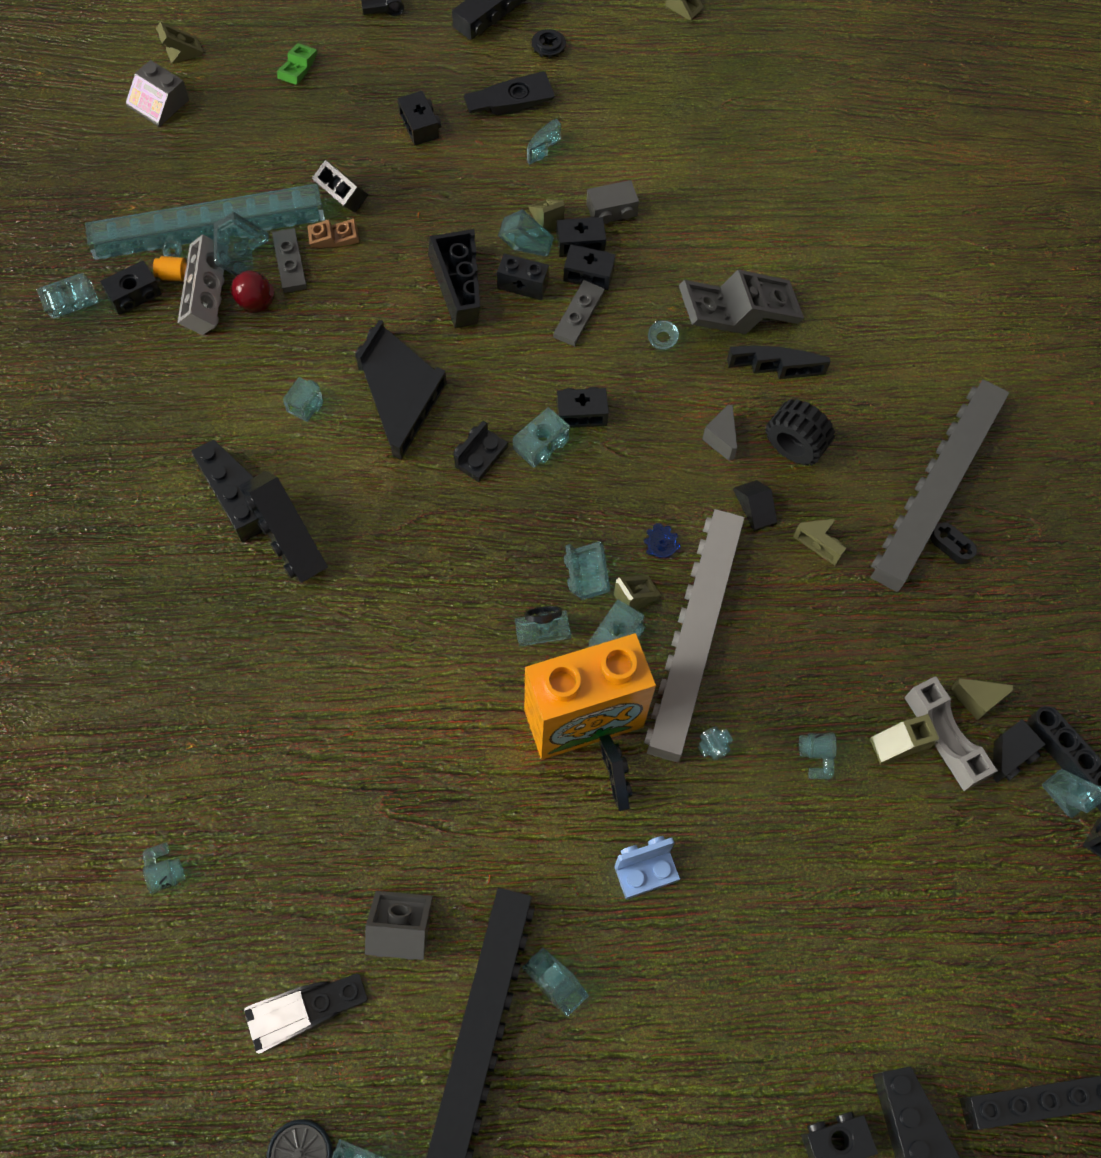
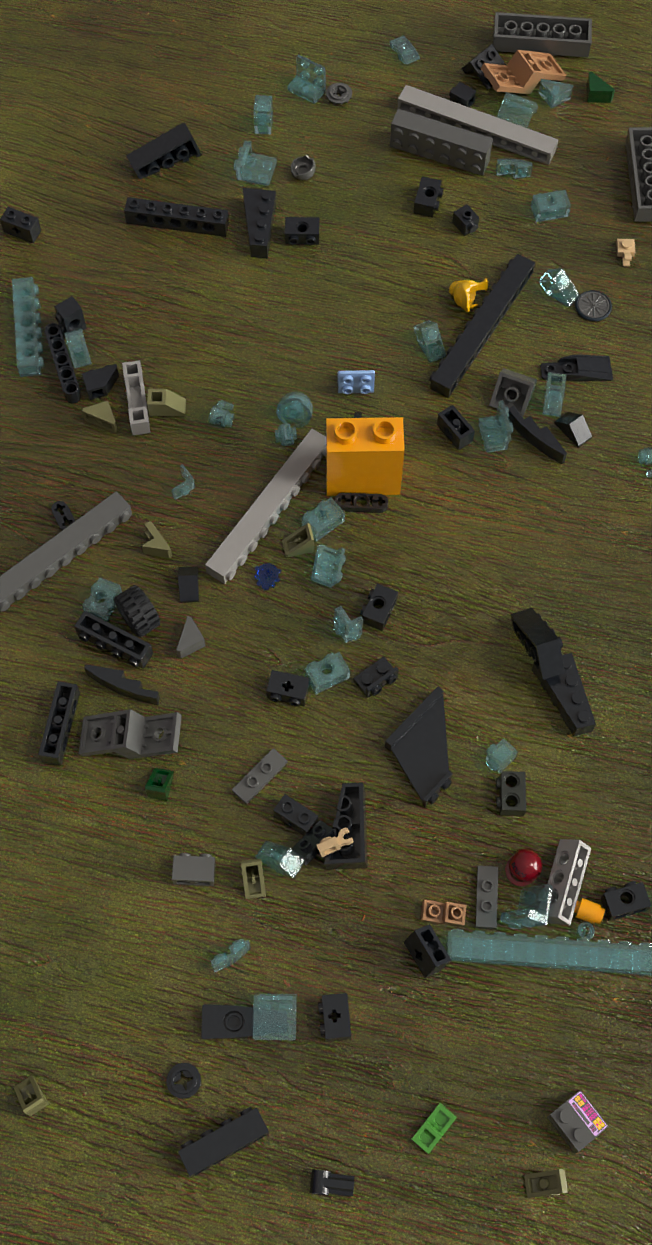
camera: 160 degrees left, 0 degrees up
(278, 363) = (516, 793): none -> pearl dark grey brick
(293, 893) = (574, 427): none -> black slope
(332, 935) = (554, 394): none -> clear light blue slope
(338, 852) = (539, 438): none -> black slope
(415, 849) = (496, 429): none -> clear light blue bracket
(471, 236) = (329, 845): none -> tan plate
(471, 825) = (455, 427): none -> black brick
(481, 106) = (274, 1016): none -> clear light blue bracket
(492, 250) = (307, 846): none -> black bracket
(503, 520) = (379, 596): none -> black brick
(525, 1098) = (465, 292): none -> yellow piece
(537, 487) = (345, 627): none -> clear light blue bracket
(542, 626) = (371, 535): clear light blue piece -> none
(580, 232) = (225, 837): black brick -> none
(590, 266) = (232, 802): black brick -> none
(660, 326) = (204, 728): clear light blue piece -> none
(685, 266) = (159, 784): none -> dark green slope
(718, 789) = (295, 409): none -> clear light blue cylinder
(816, 634) = (185, 487): none -> clear light blue bracket
(826, 297) = (59, 723): none -> black brick
(839, 404) = (114, 640): none -> black brick
(845, 460) = (106, 590): none -> clear light blue brick

